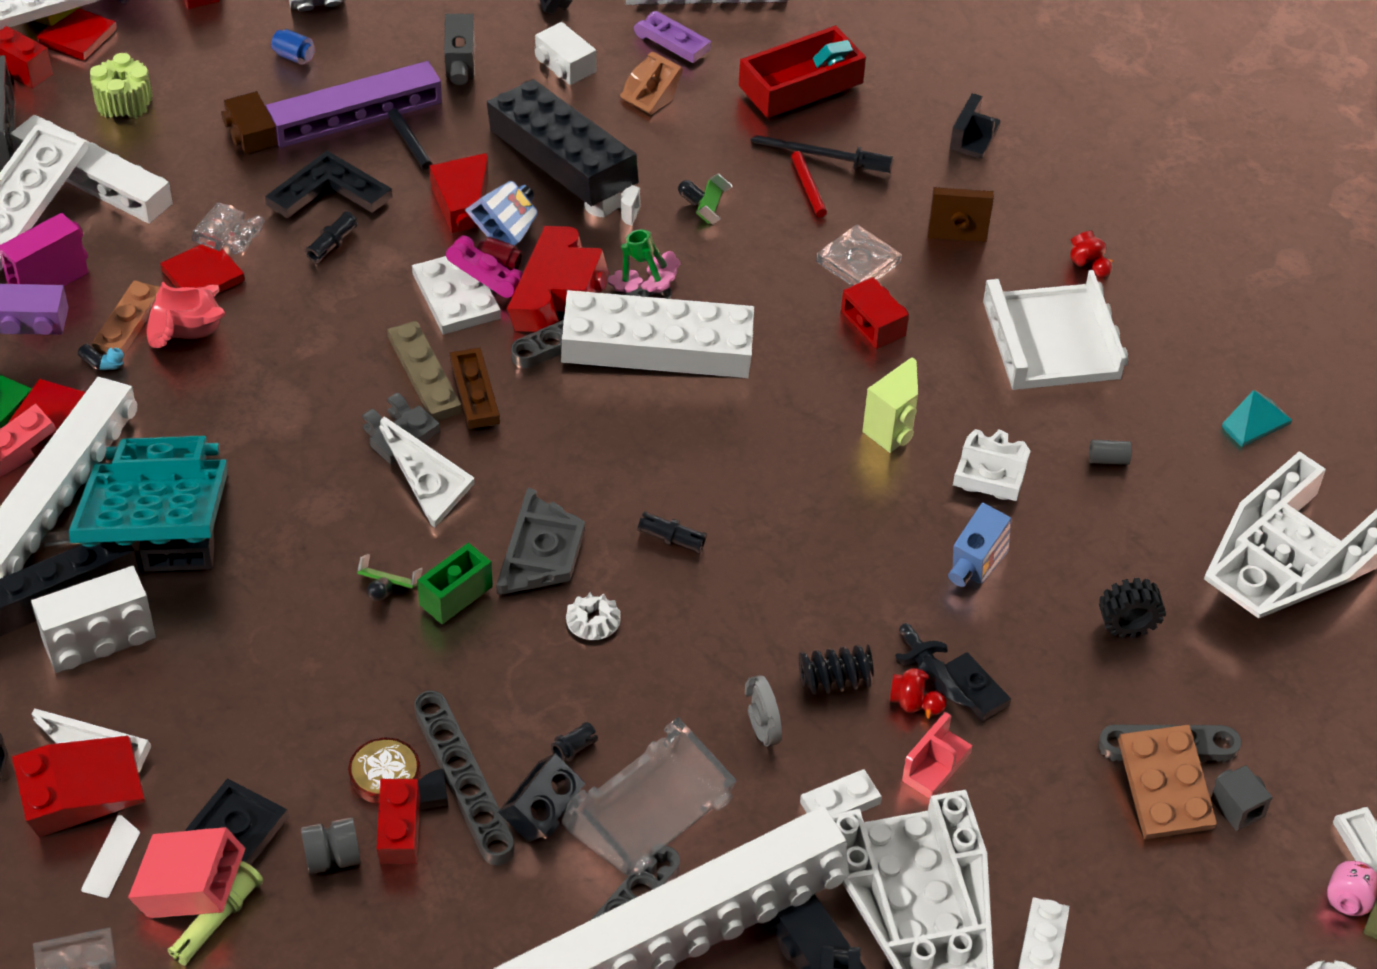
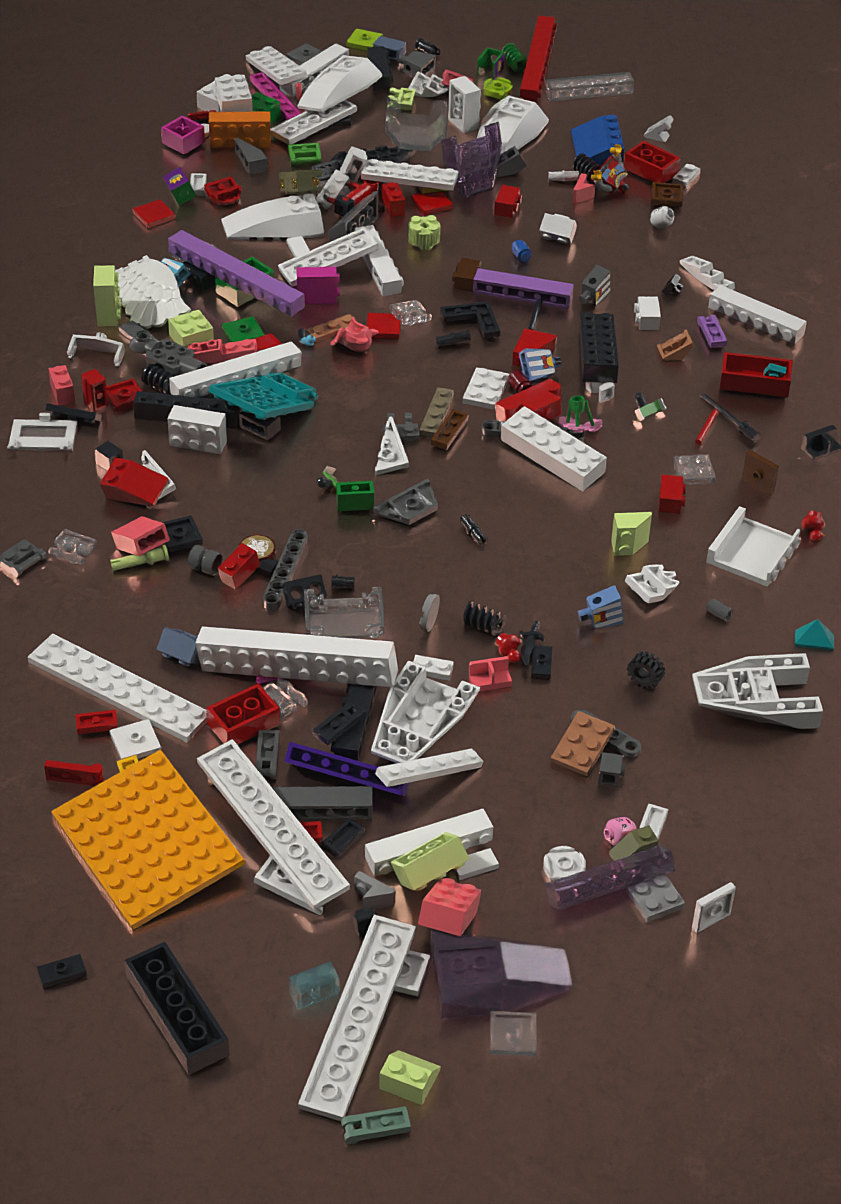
camera: 40 degrees right, 5 degrees down
(111, 858) = (123, 520): white sticker -> none
(483, 267) = (503, 379): dark pink plate -> none
(599, 626) = (401, 547): white gear -> none

